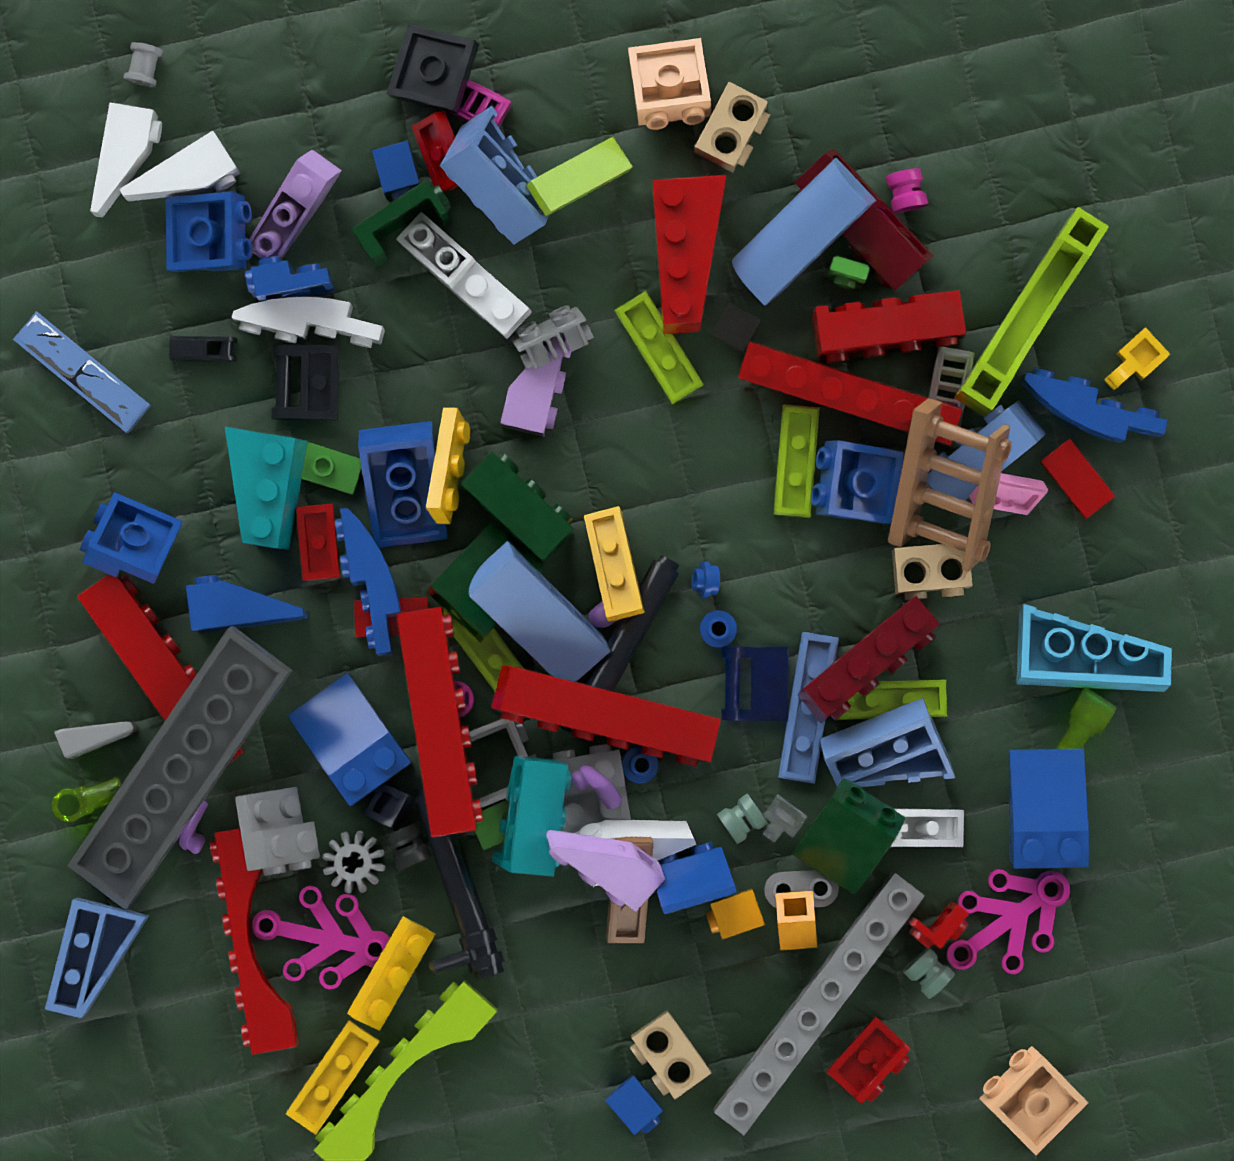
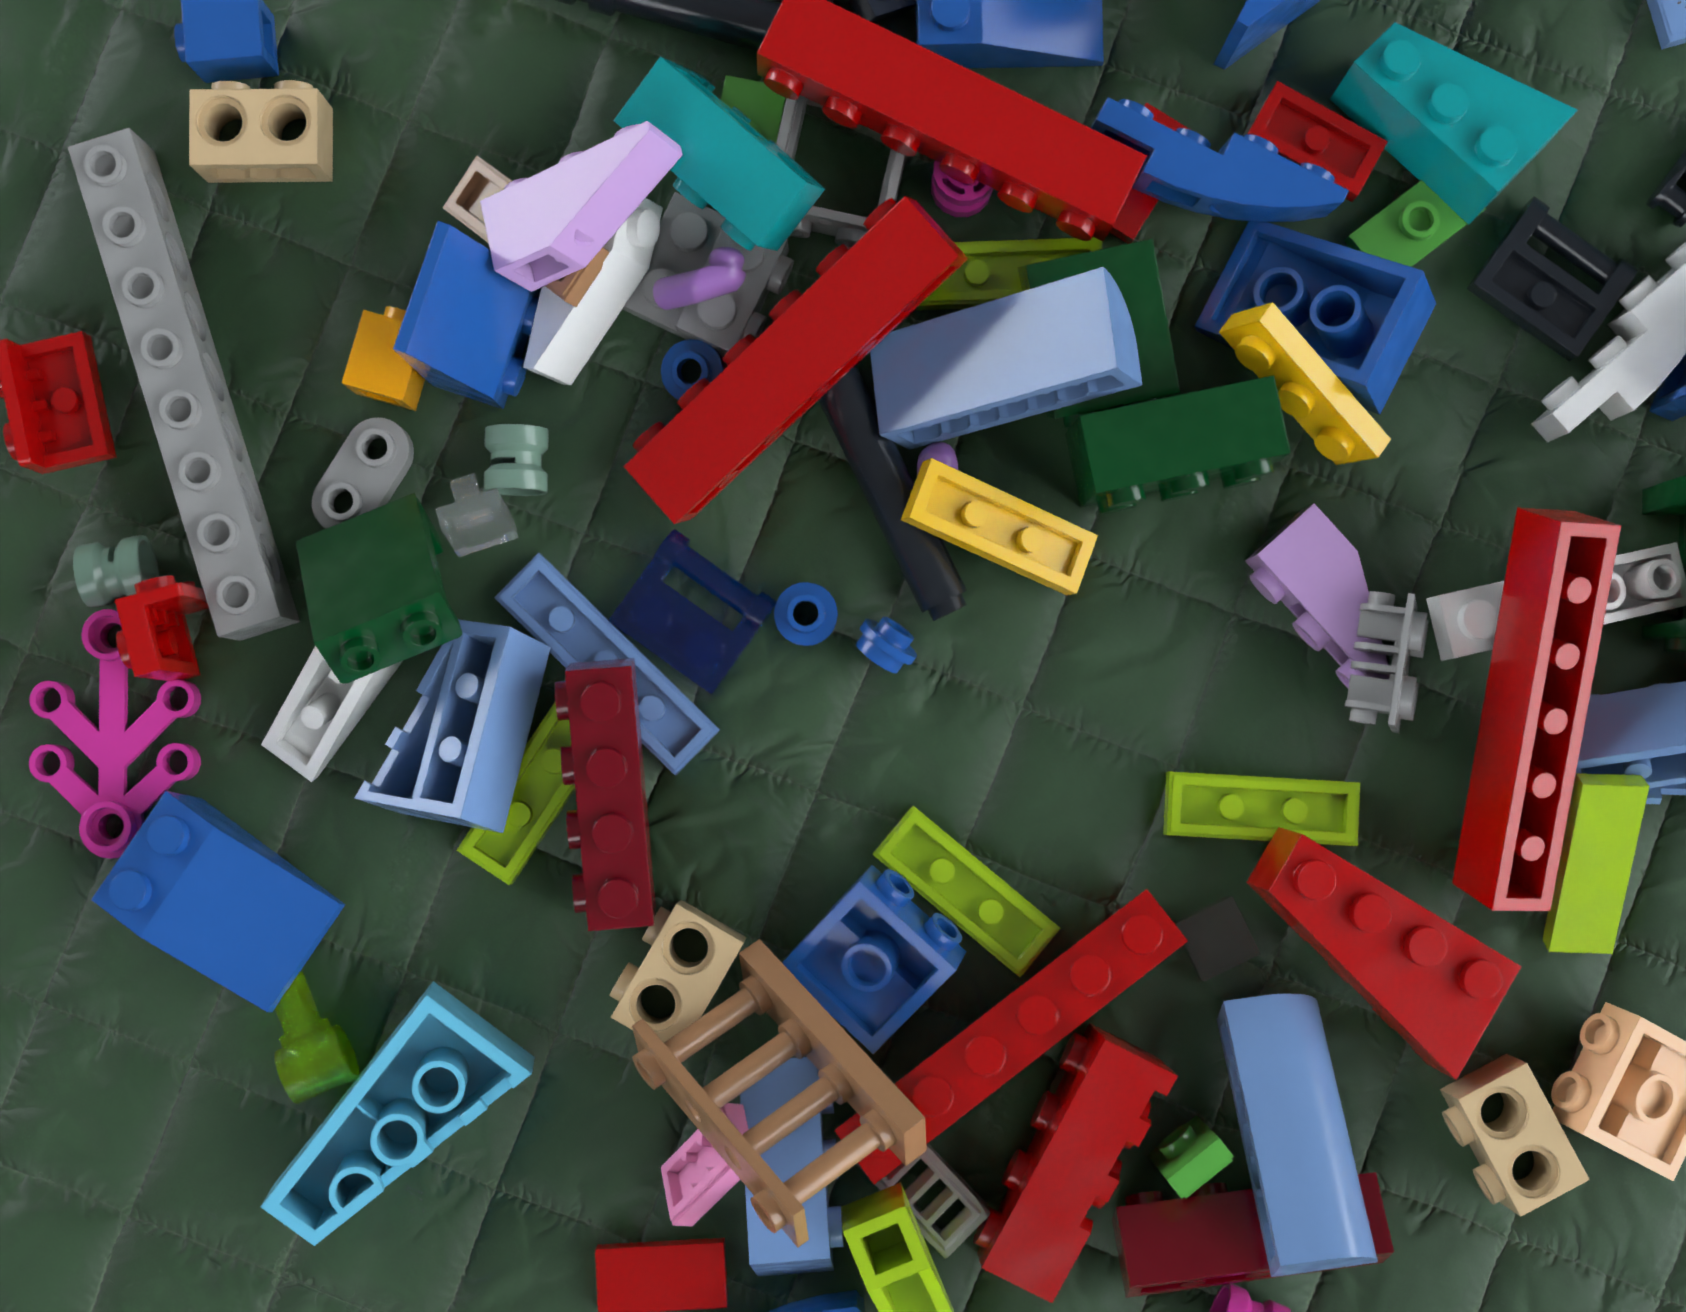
camera: 125 degrees right, 0 degrees up
(529, 256) = (1535, 707): none -> red brick
(796, 920) = (318, 433): light orange brick -> none

